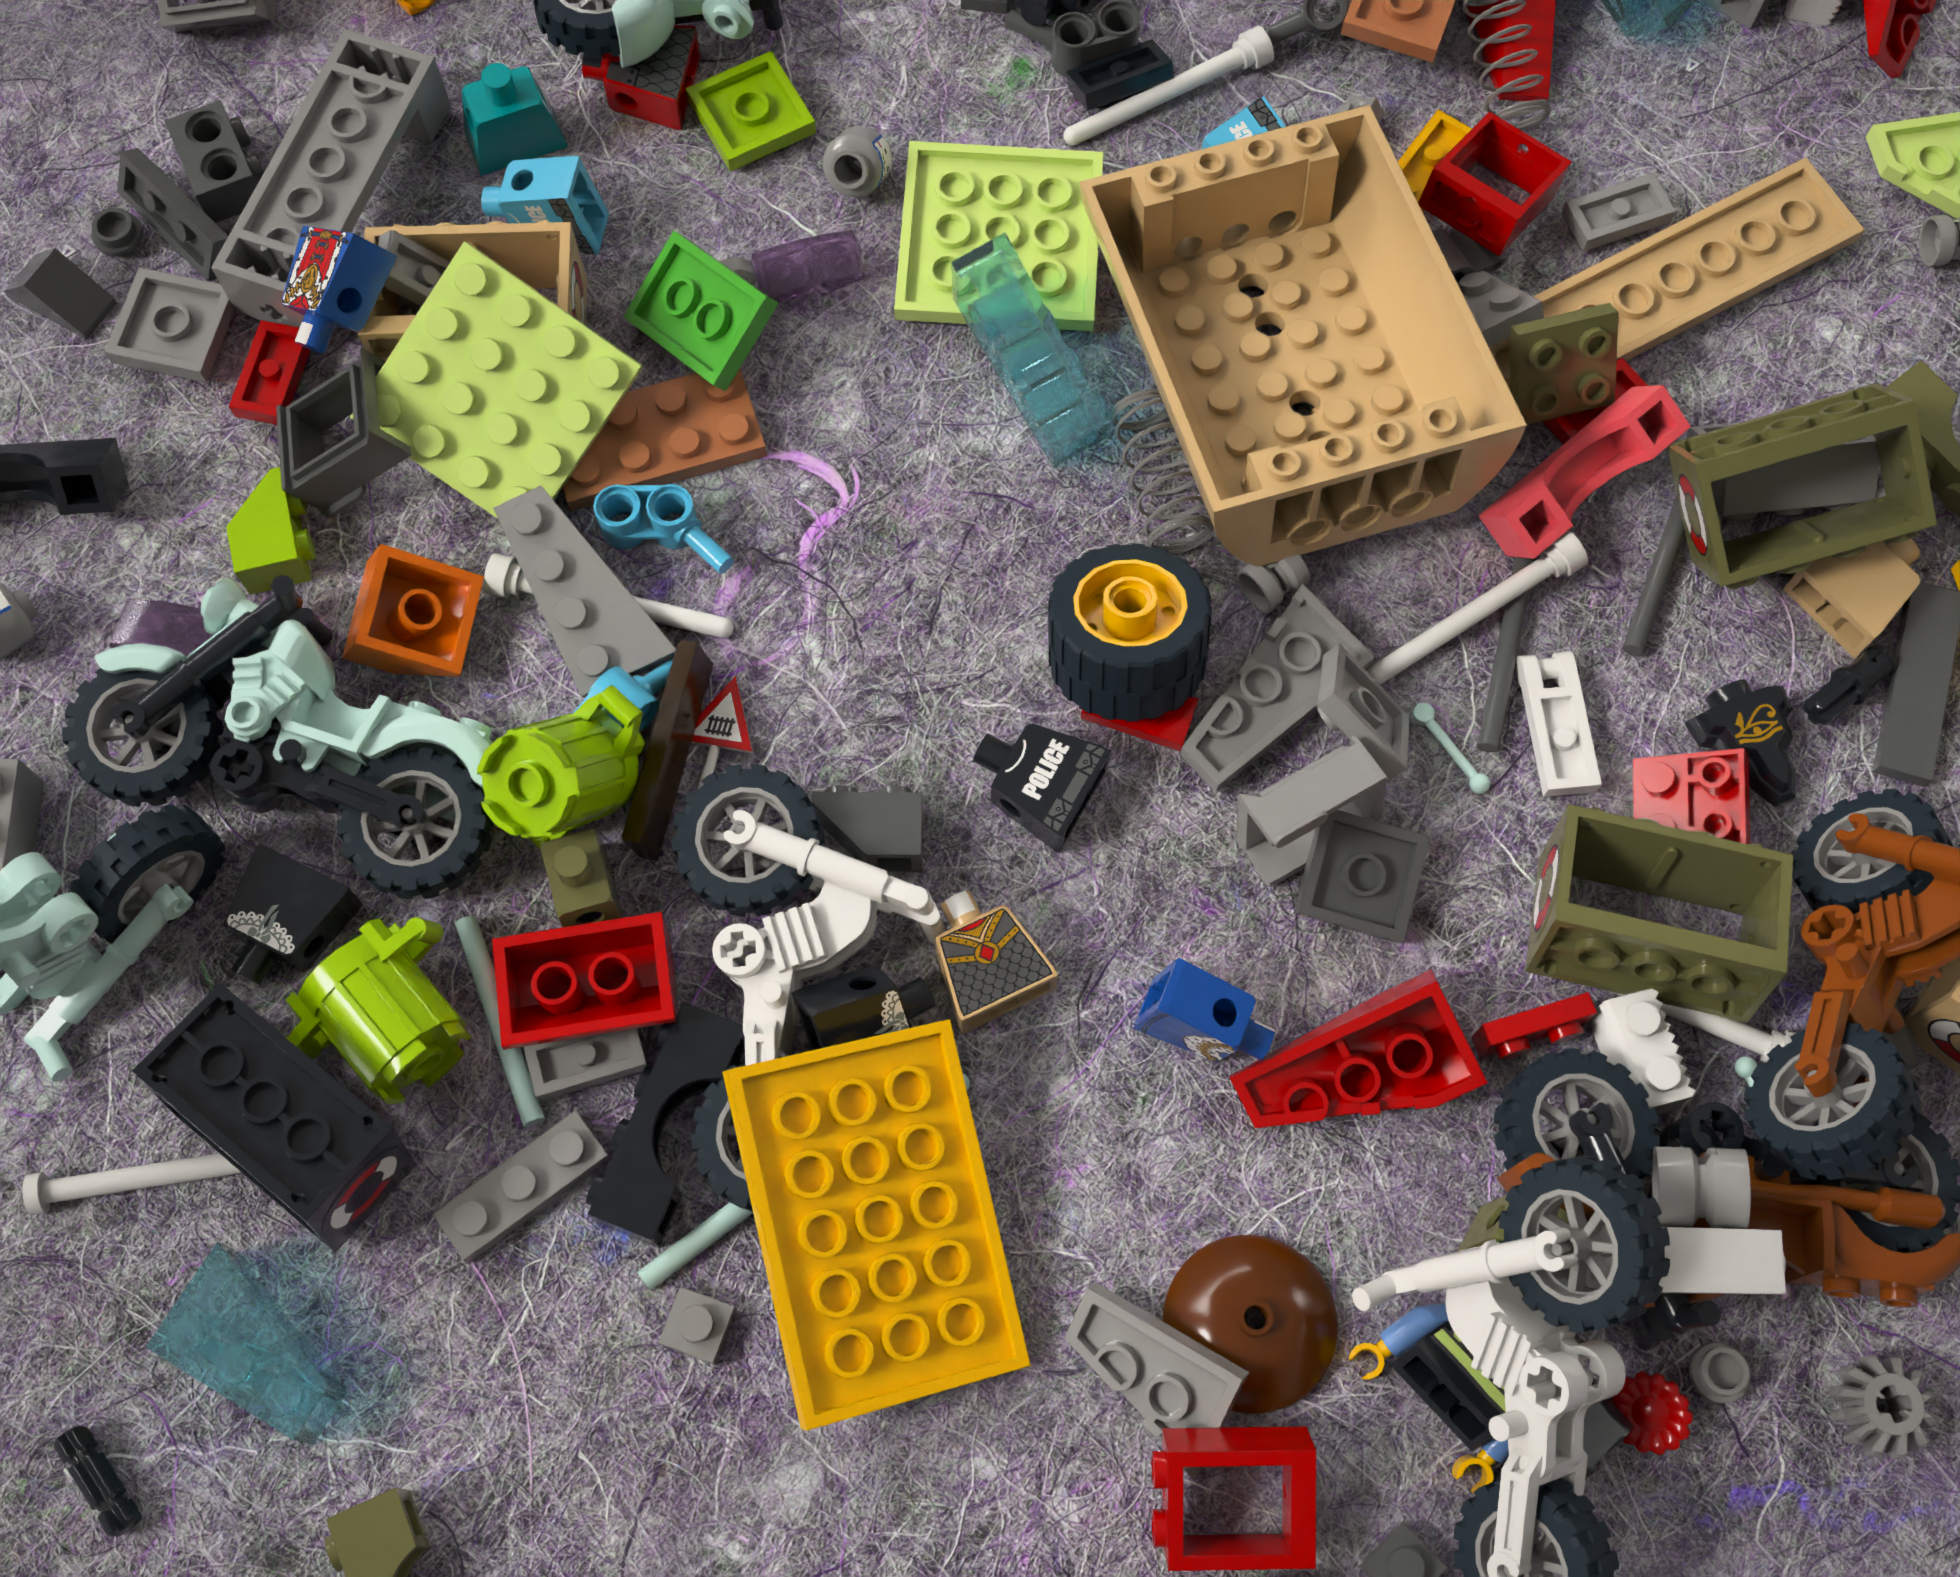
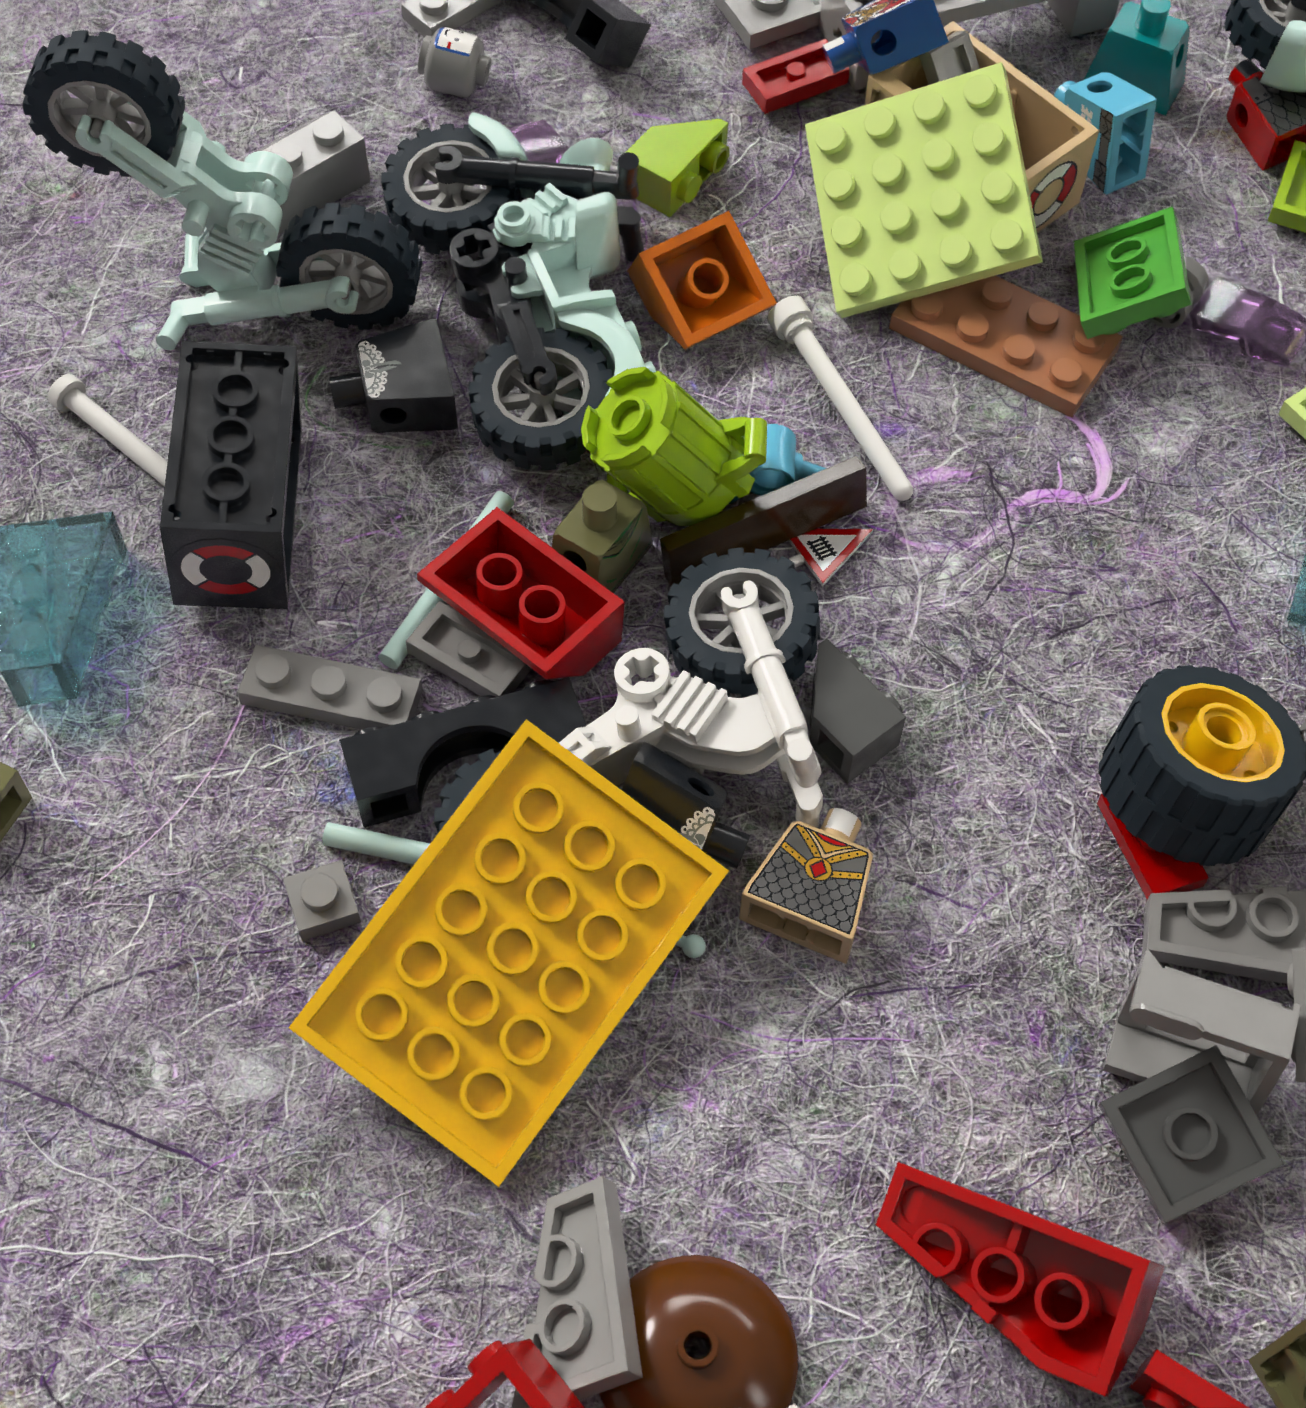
camera: 50 degrees right, 10 degrees down
(339, 475) = (775, 137): dark grey piece -> none
(381, 1009) = (379, 484): lime container -> none
(578, 594) = (828, 367): light grey wing -> none
(647, 508) = (948, 375): medium azure beam -> none
(1043, 779) = (1014, 810): black torso -> none
(1202, 1014) = (925, 1063): blue torso -> none

